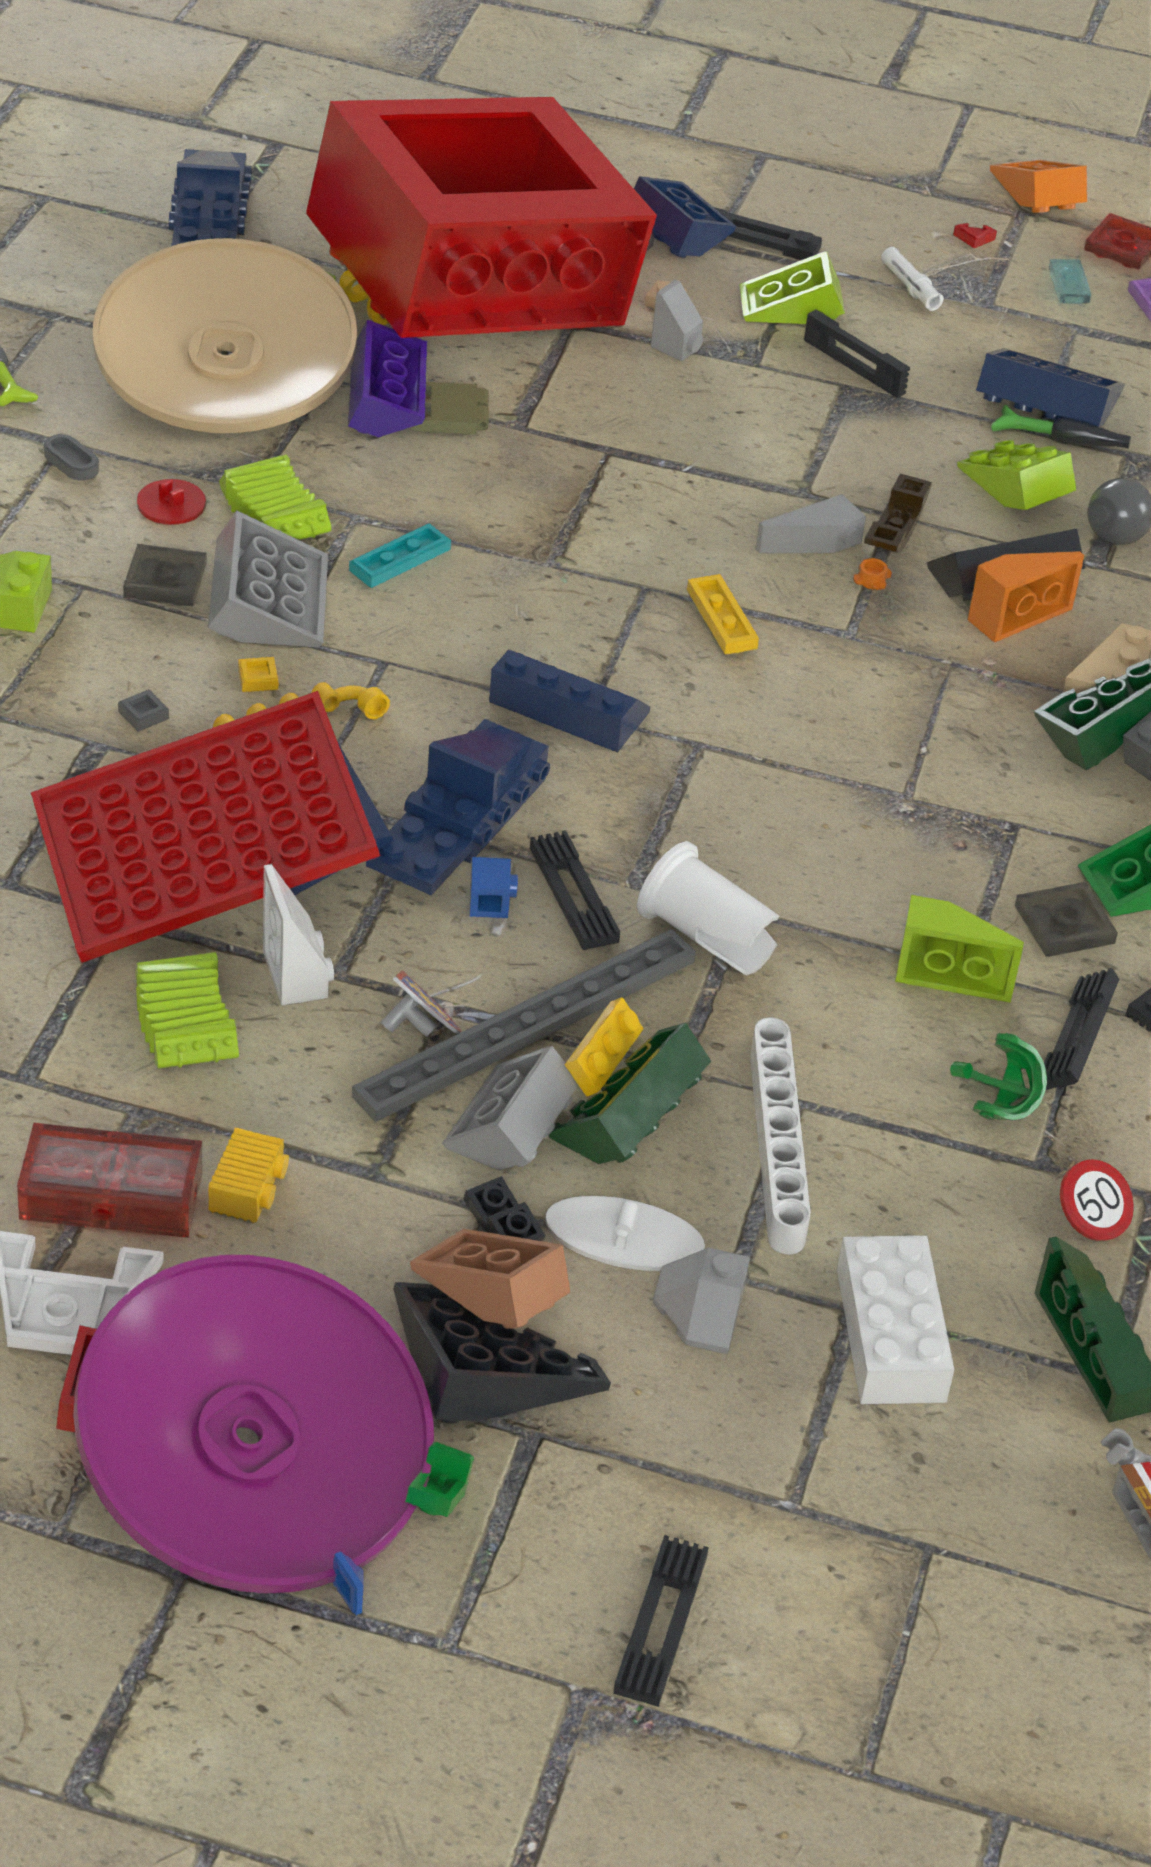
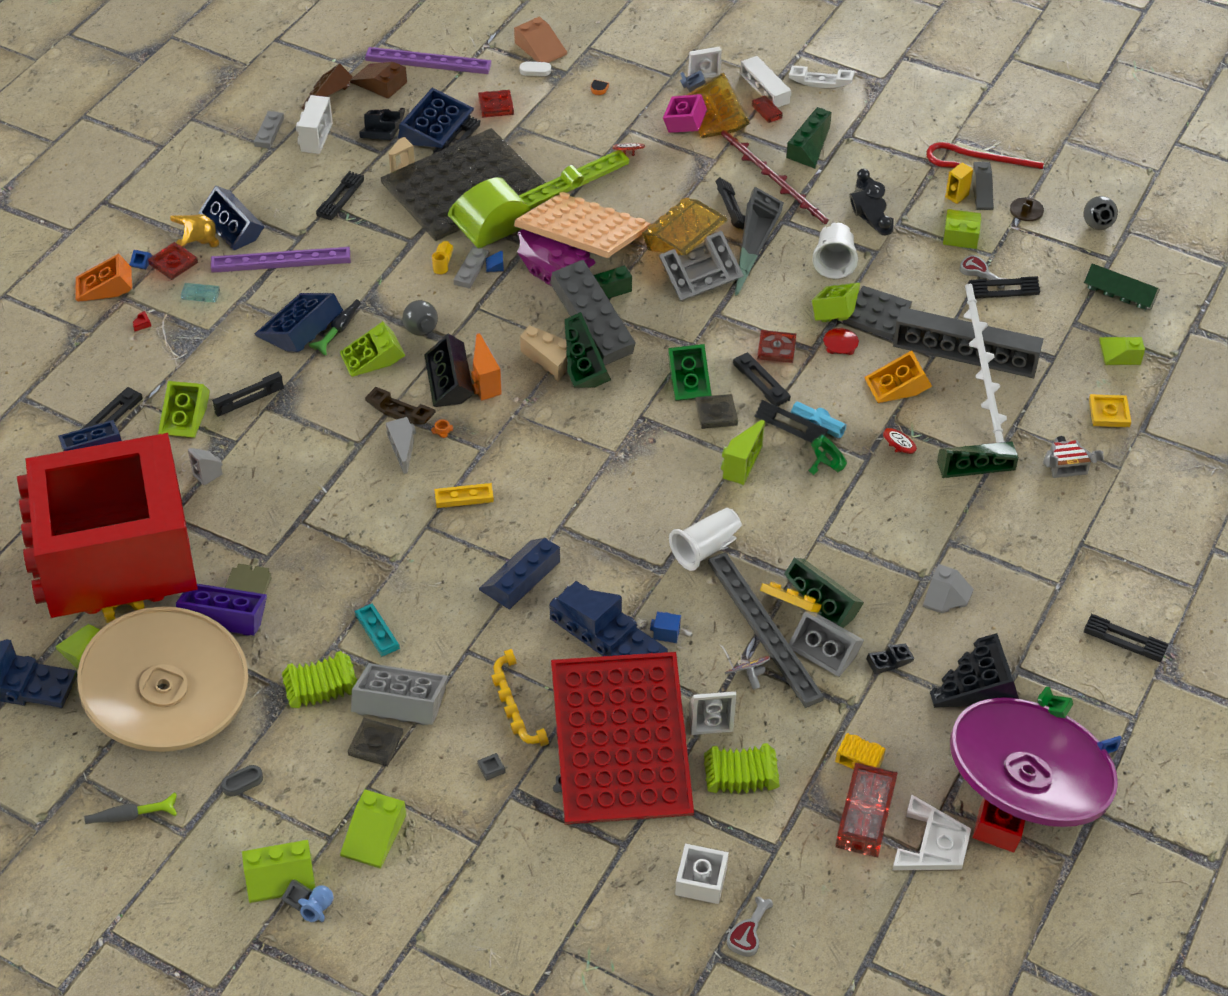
camera: 75 degrees left, 5 degrees up
(171, 501) = (297, 734): red piece -> none
(258, 674) = (470, 709): yellow tile -> none
(497, 1275) = (933, 664): nougat slope -> none
(596, 926) = (698, 590): black container -> none
(622, 1232) = (899, 616): white shield -> none
(779, 1136) = (849, 543): white beam -> none
(894, 1320) = (966, 525): white brick -> none
(917, 284) = (180, 356): white pin -> none
(1106, 1071) = (820, 417): none -> medium azure piece
(1115, 206) = (140, 259): none -> blue slope

